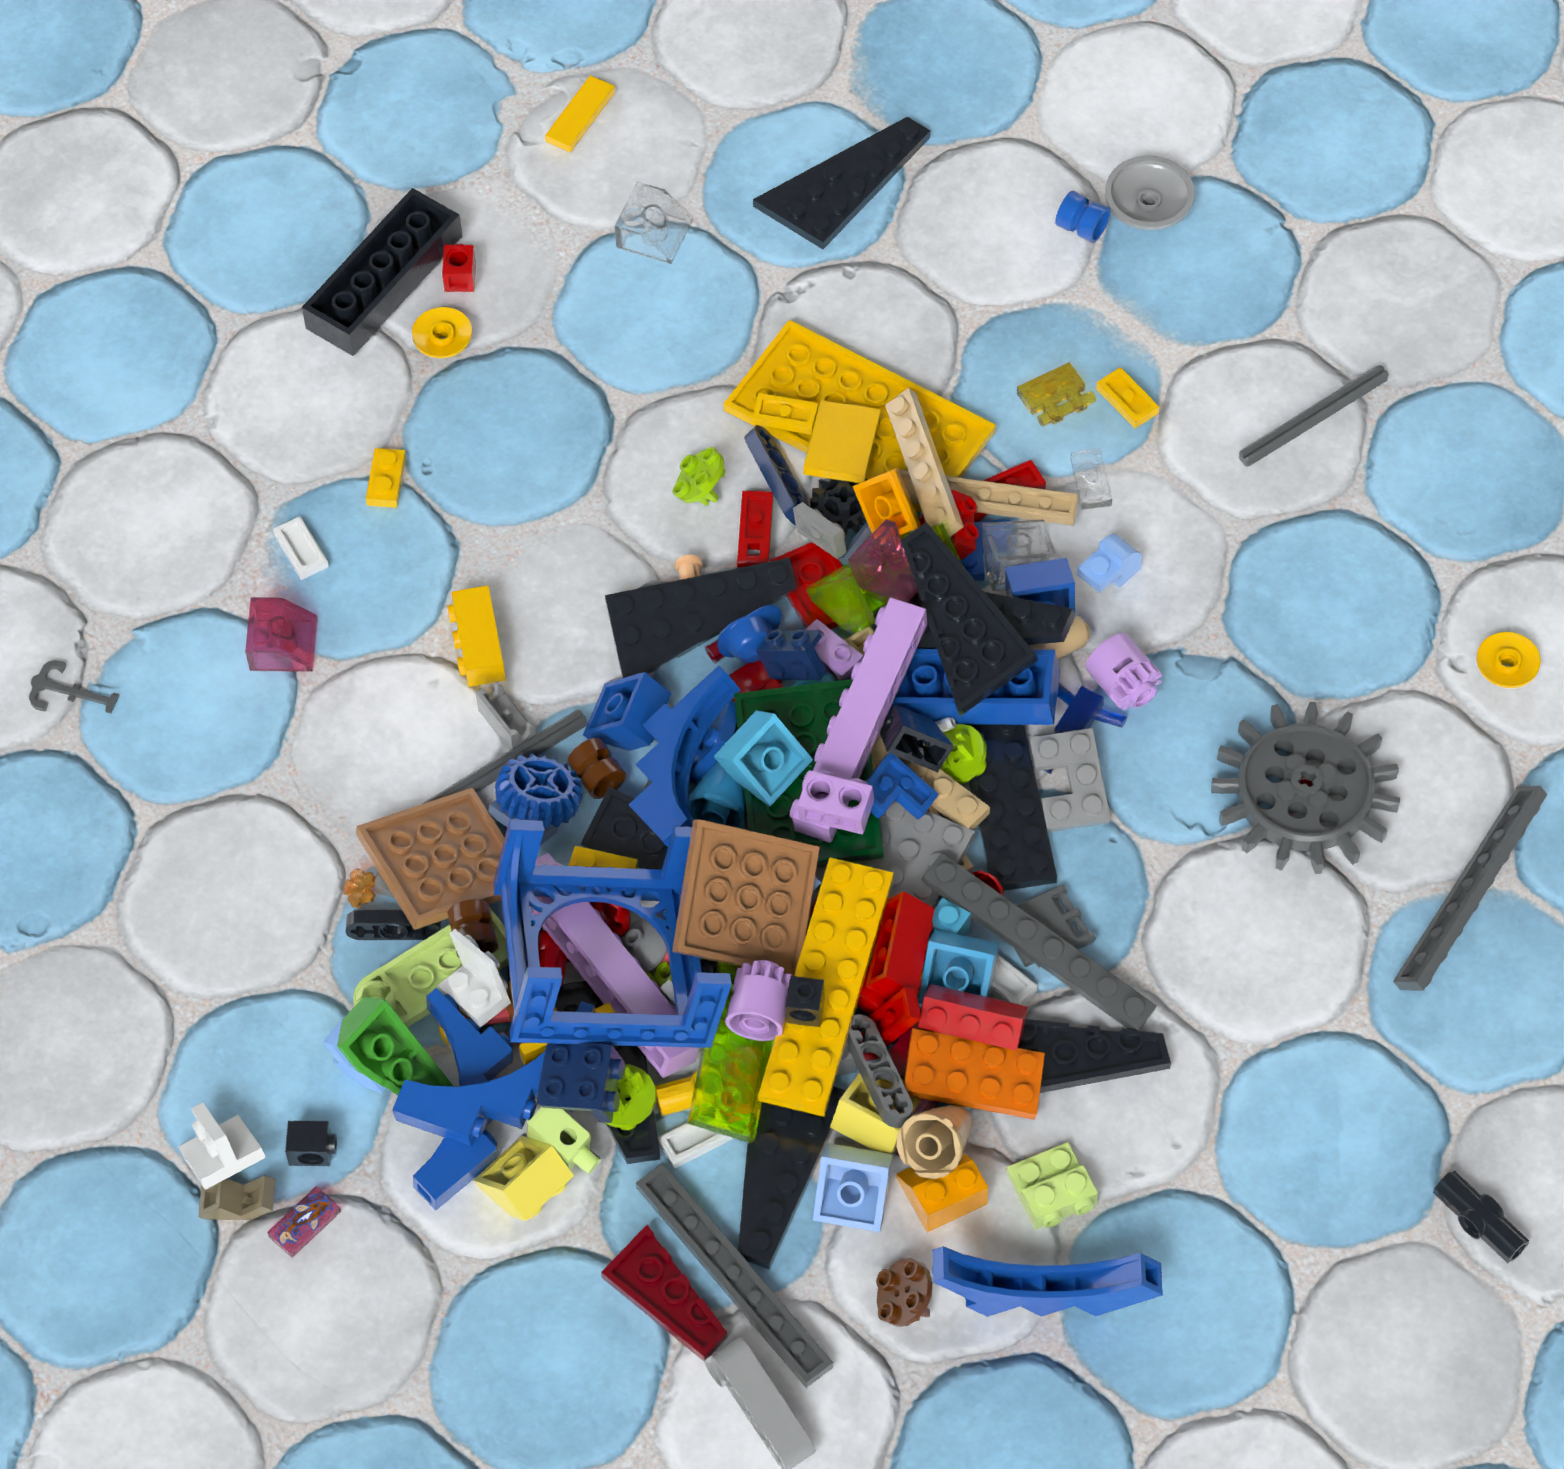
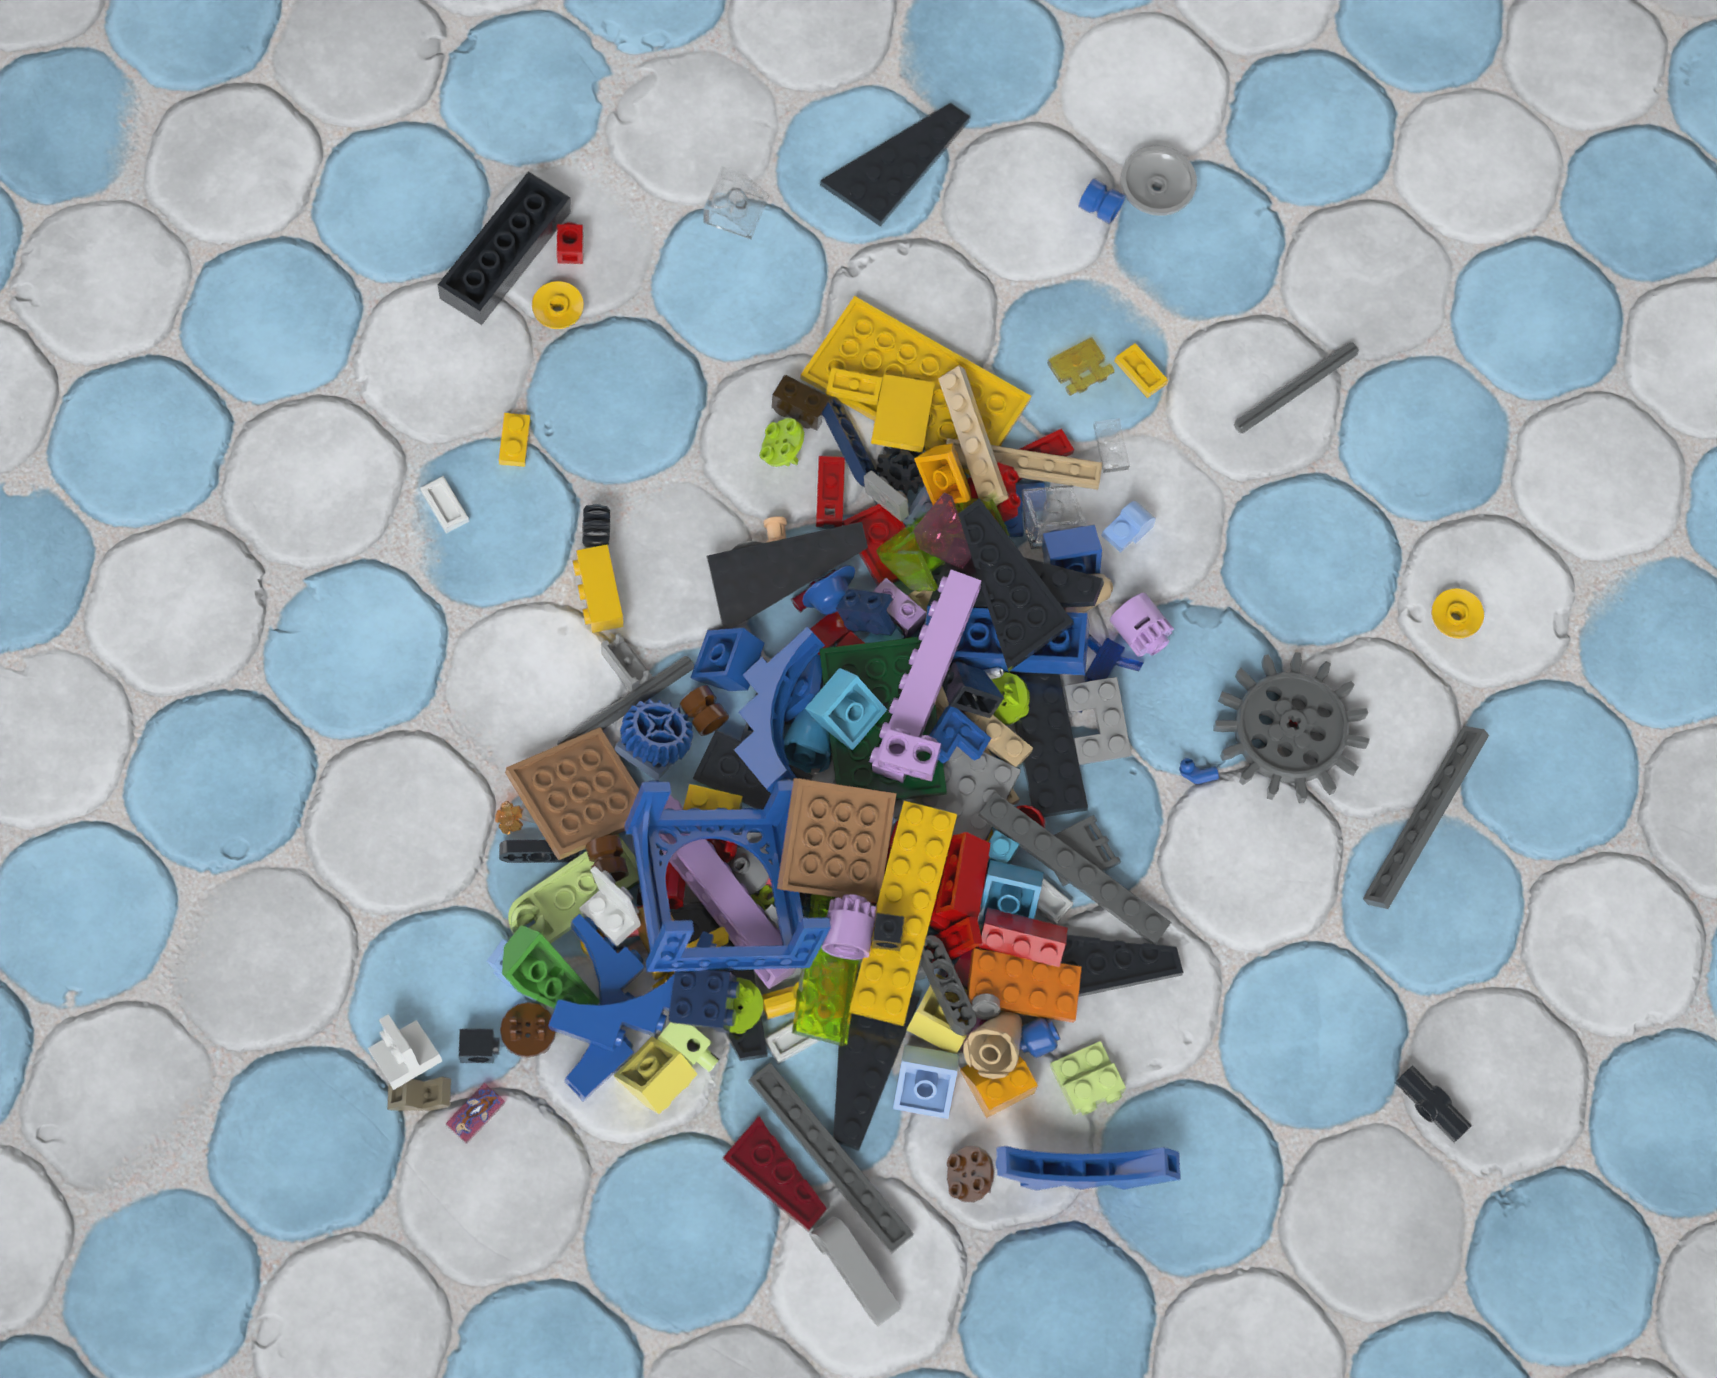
camera: 10 degrees left, 10 degrees up
(40, 683) = (227, 629): dark grey piece -> none
(280, 636) = (432, 588): clear pink slope -> none
(355, 1128) = (514, 1029): none -> reddish brown plate
(476, 564) = (595, 525): none -> black gear
(580, 113) = (668, 95): yellow tile -> none
(722, 430) = (799, 402): none -> dark brown bracket
(925, 1093) = (986, 1006): none -> light grey tile
(992, 1136) = (1039, 1037): none -> blue head
(1189, 841) = (1196, 775): none -> blue arm

